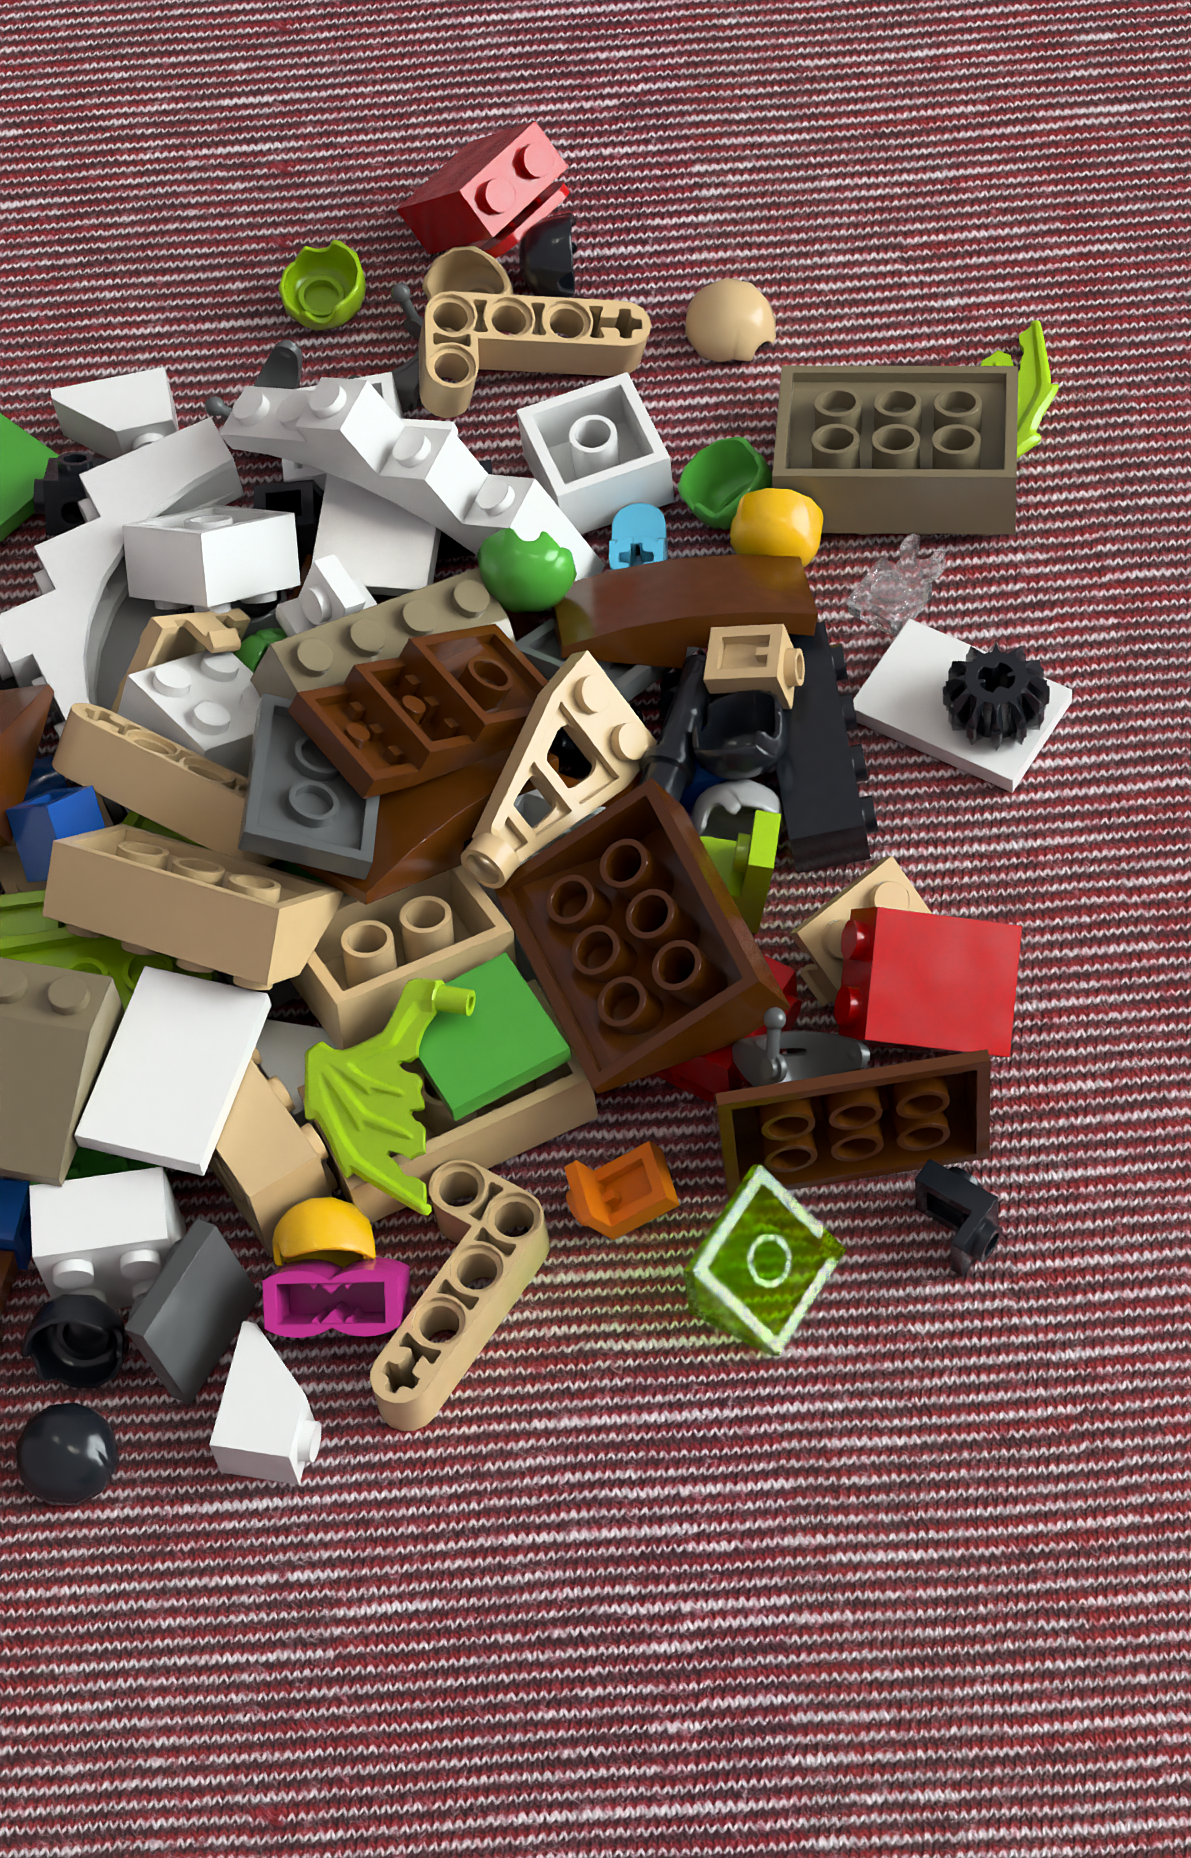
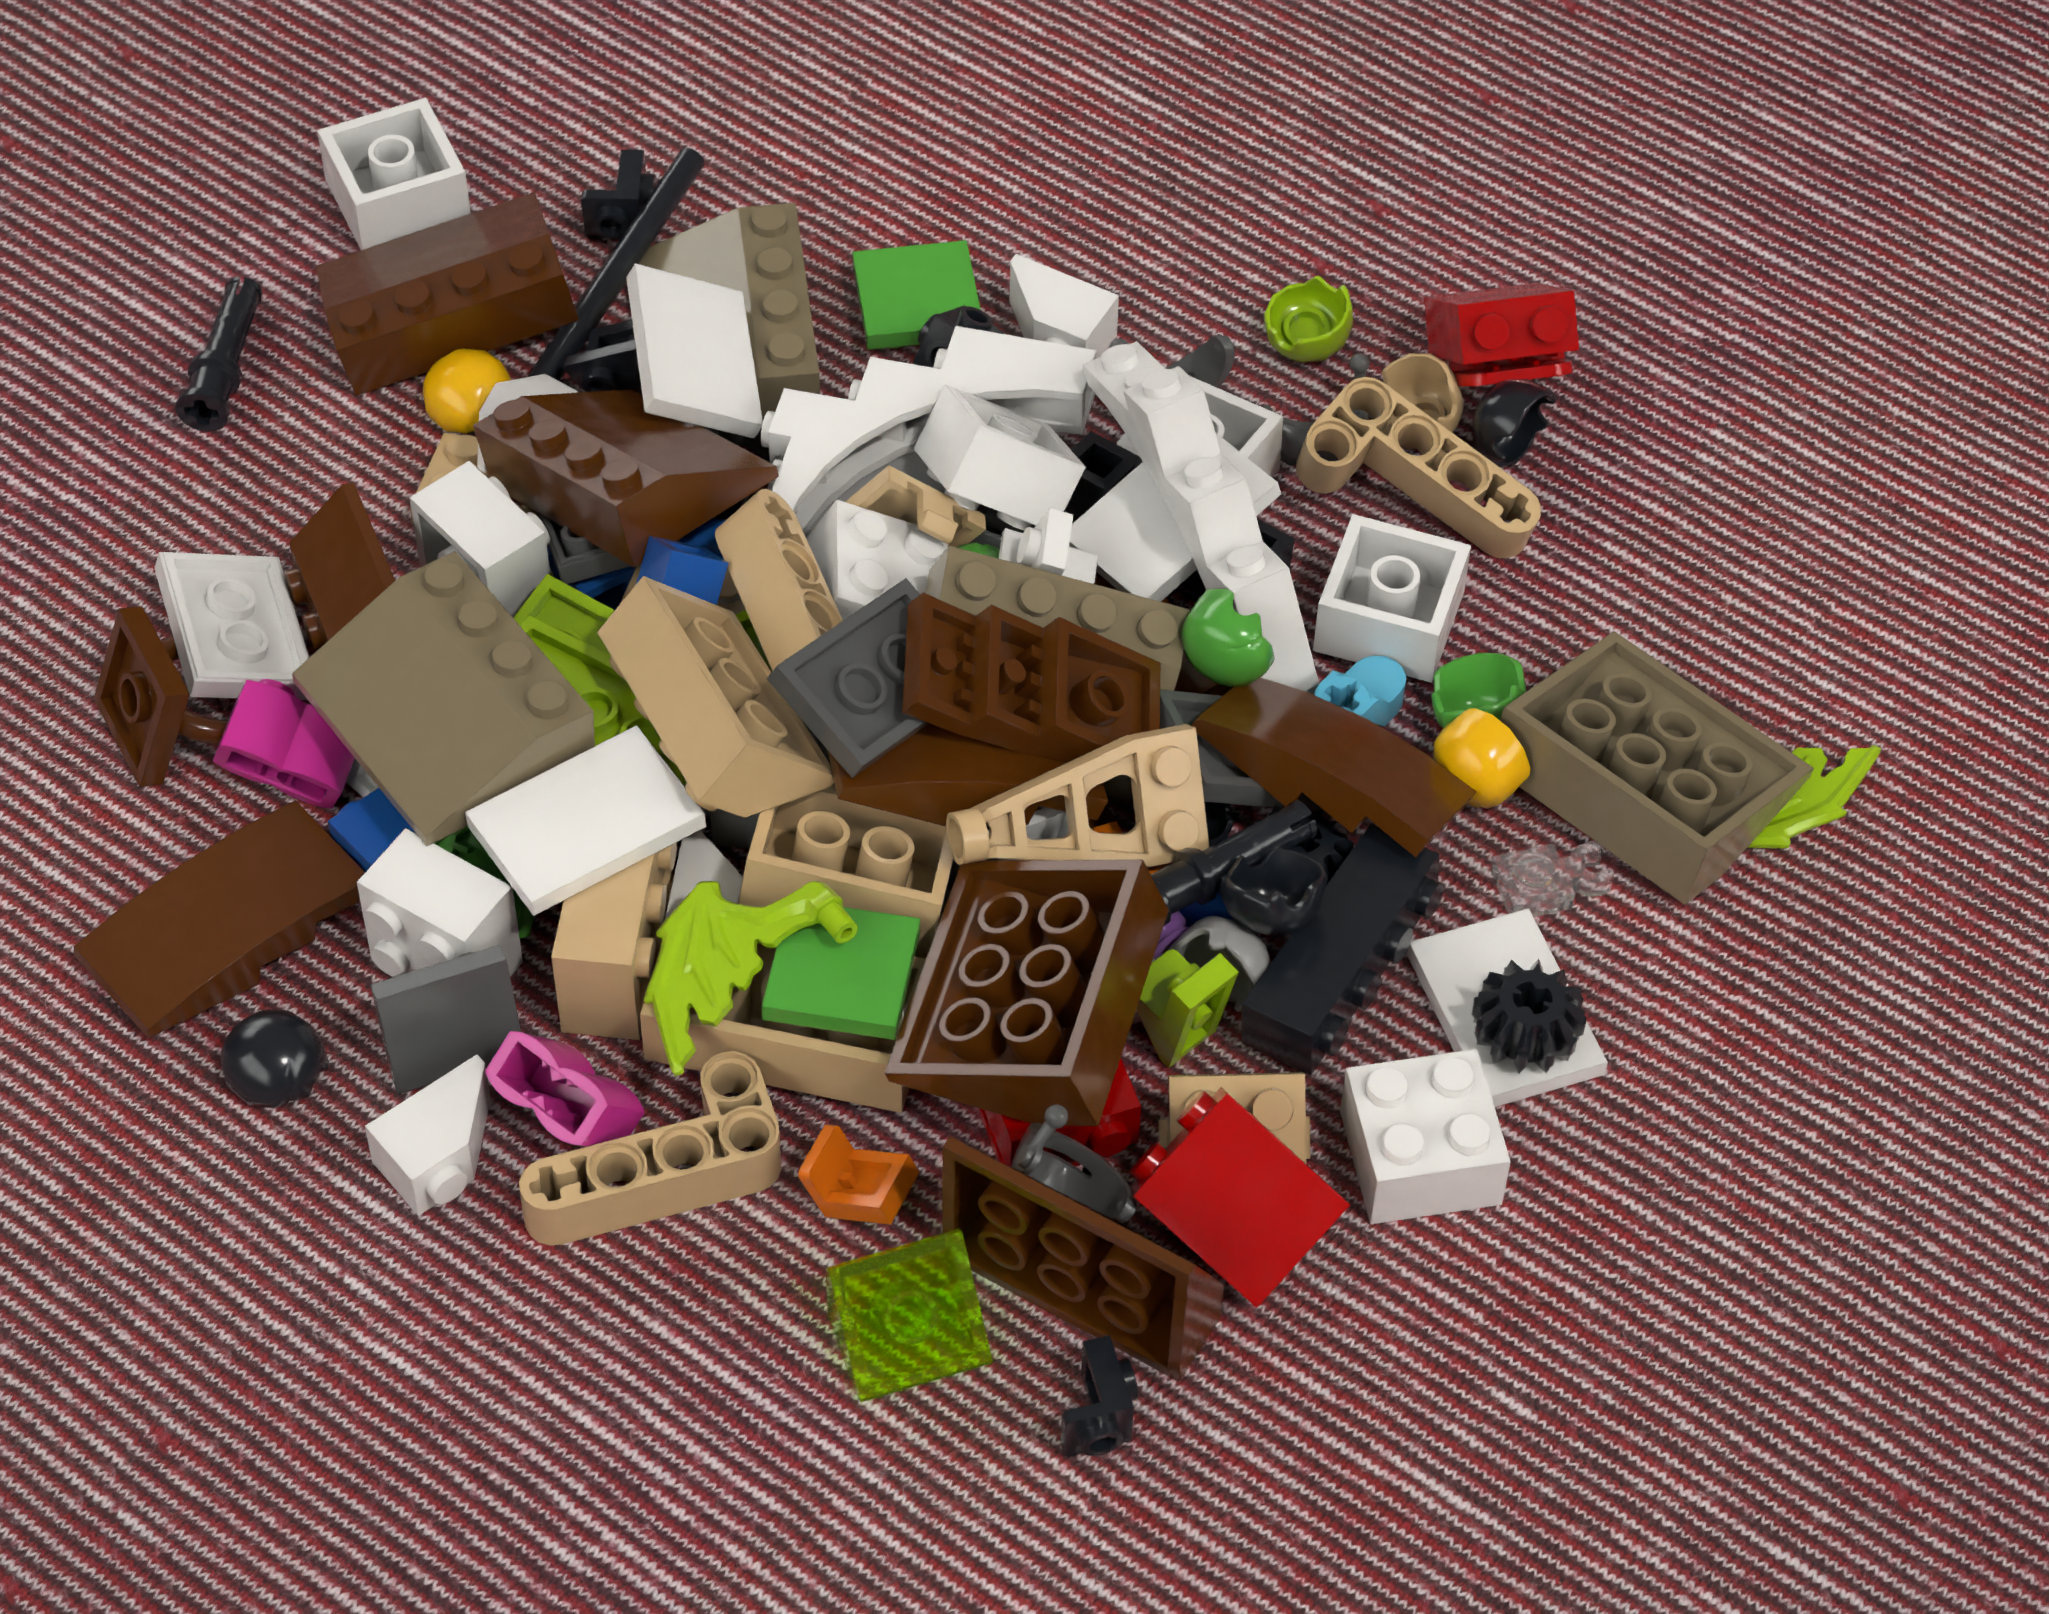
camera: 30 degrees right, 5 degrees down
(76, 1341) = (342, 976): black hair -> none
(325, 1231) = (601, 1033): yellow hair -> none
(729, 321) = (1616, 570): tan hair -> none
(754, 660) = (1341, 839): tan bracket -> none
(1001, 839) = (1424, 1136): none -> white brick

